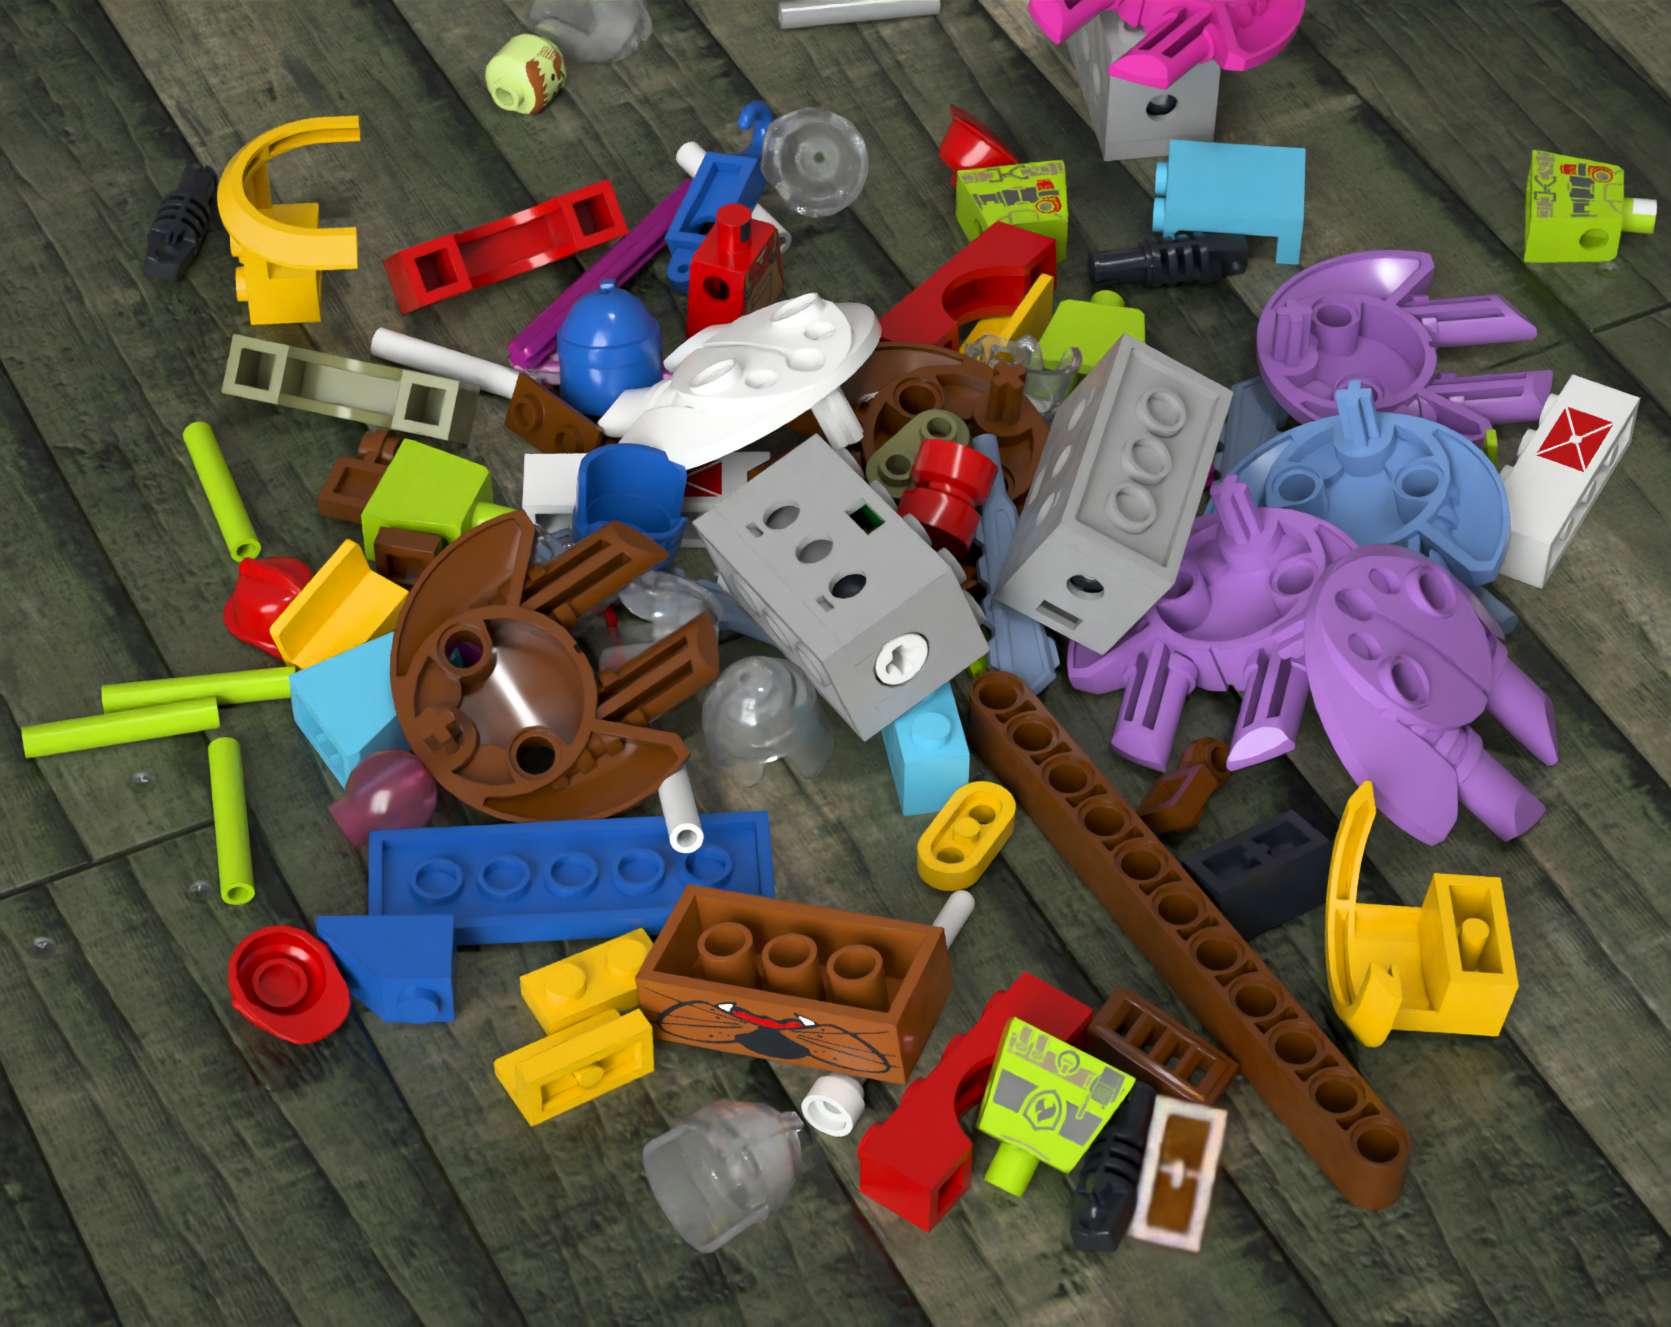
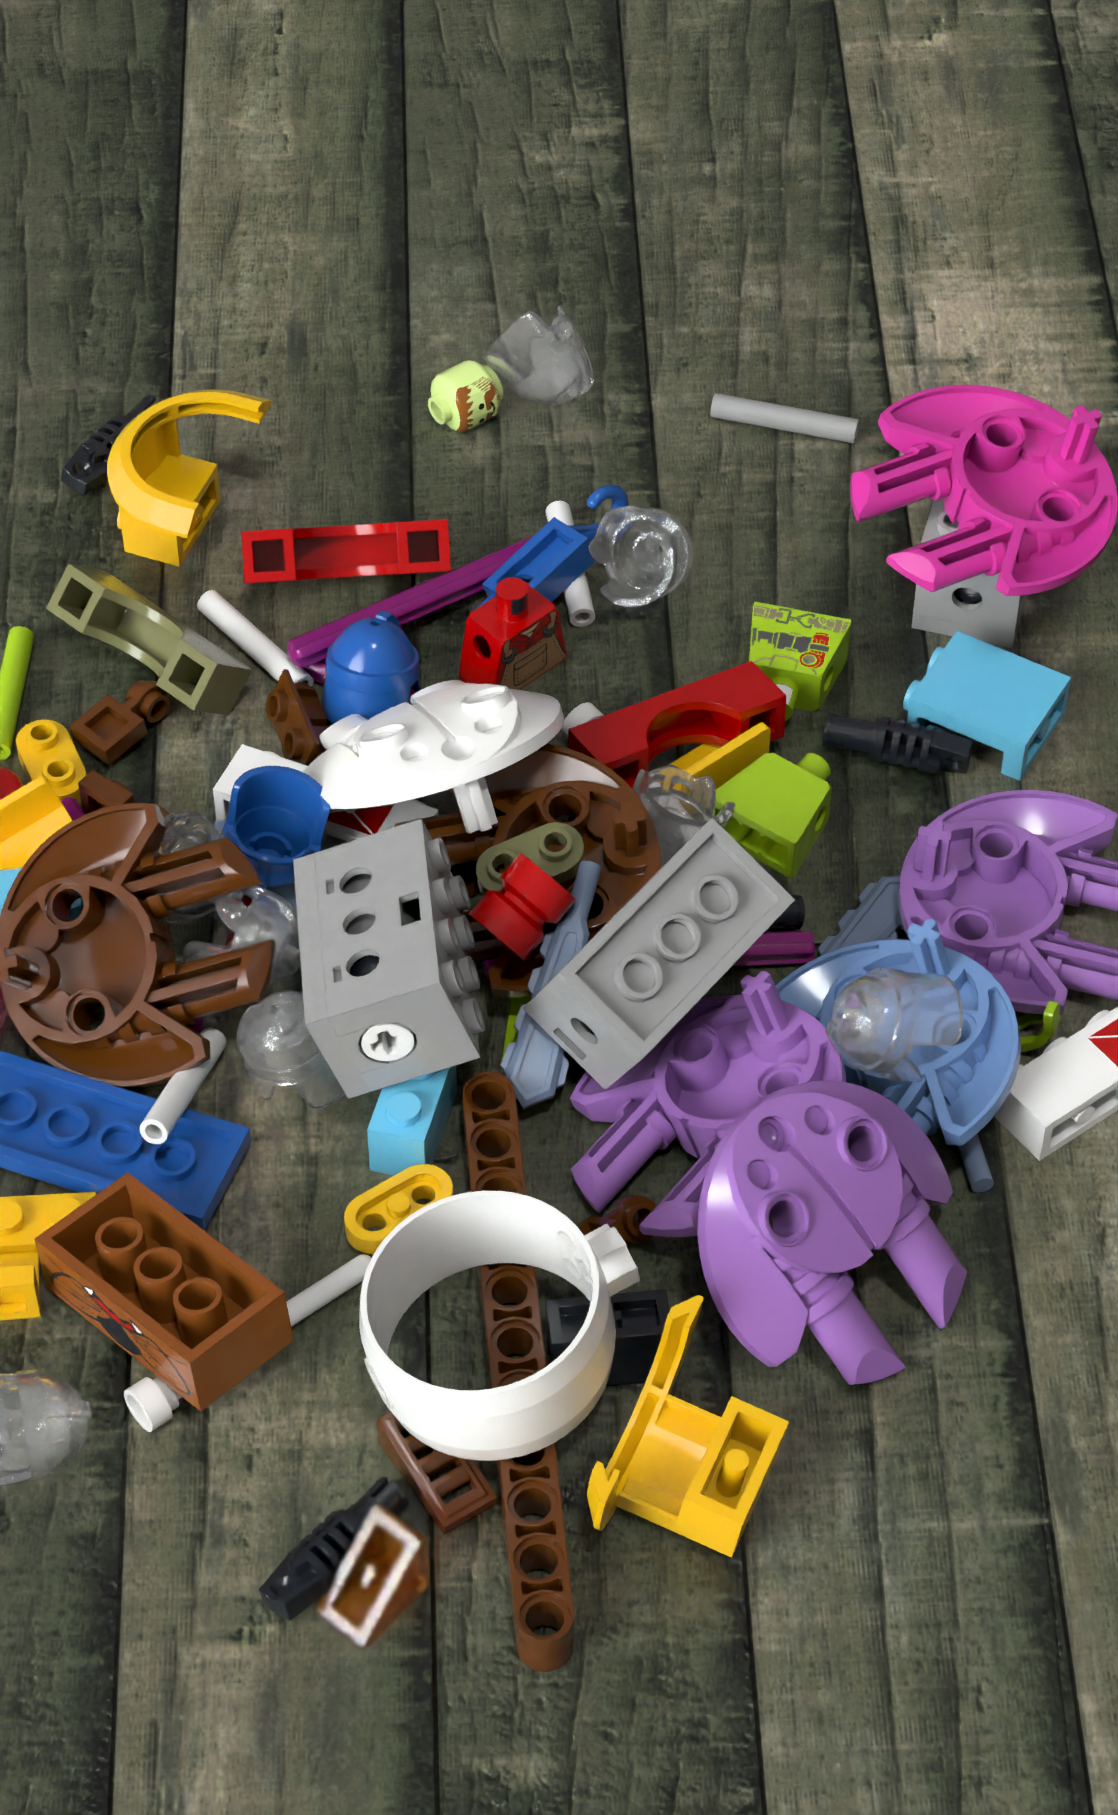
camera: 25 degrees right, 5 degrees up
(303, 533) = (49, 751): none -> yellow plate
(429, 495) = (156, 760): lime torso -> none
(920, 1154) = (323, 1409): red arch -> none
(972, 145) = (797, 579): red piece -> none
(1044, 1104) = (296, 1470): torso -> none
(1160, 788) = (475, 1232): none -> white cylinder
(1376, 476) = (890, 1012): none -> clear helmet

